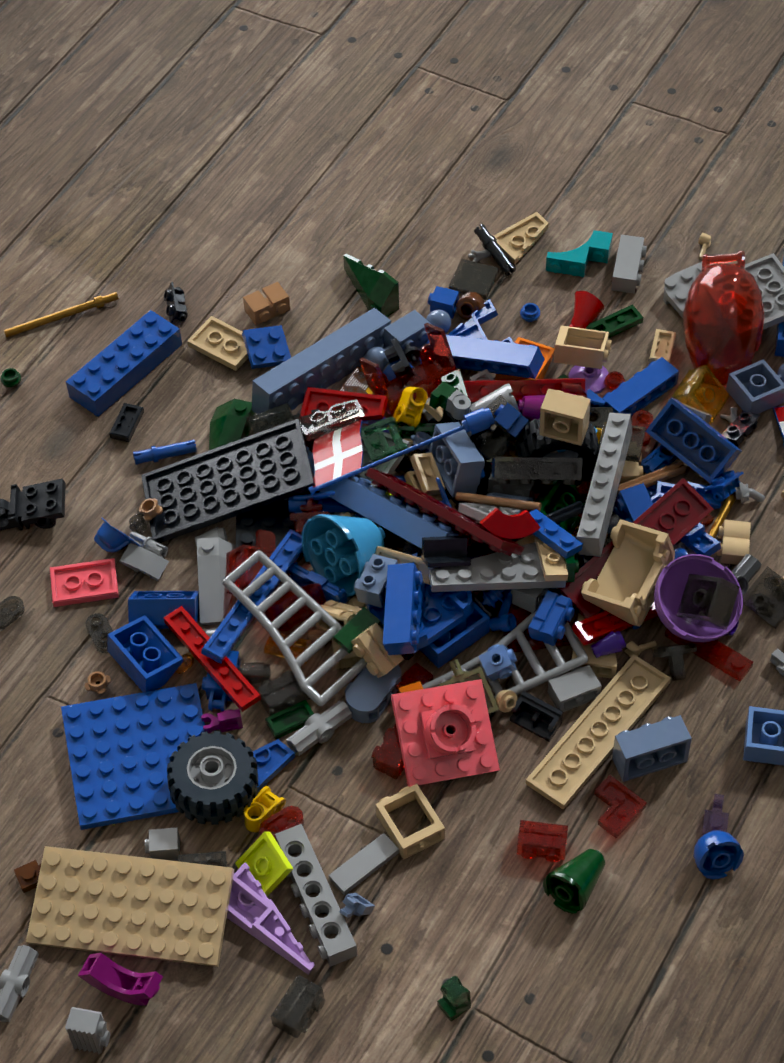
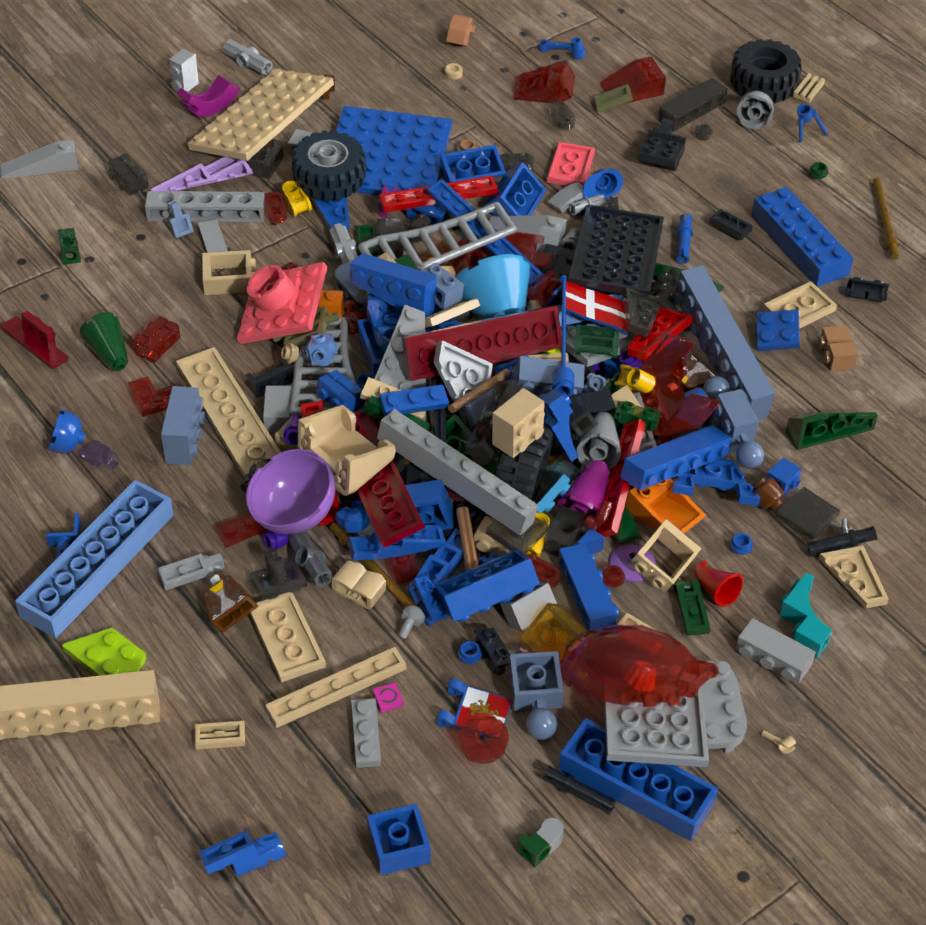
camera: 110 degrees right, 5 degrees down
(150, 508) = (617, 205): medium nougat plate -> none
(266, 862) = (252, 183): neon yellow plate -> none
(403, 366) = (703, 387): black hips -> none
(445, 551) = (433, 319): black panel -> none
(450, 400) = (610, 389): leg -> none
(510, 526) = (427, 360): red tile -> none
(604, 962) = (36, 338): none -> dark red bracket
(708, 601) = (283, 498): clear smoke brick -> none
(751, 442) = (469, 647): none -> blue plate

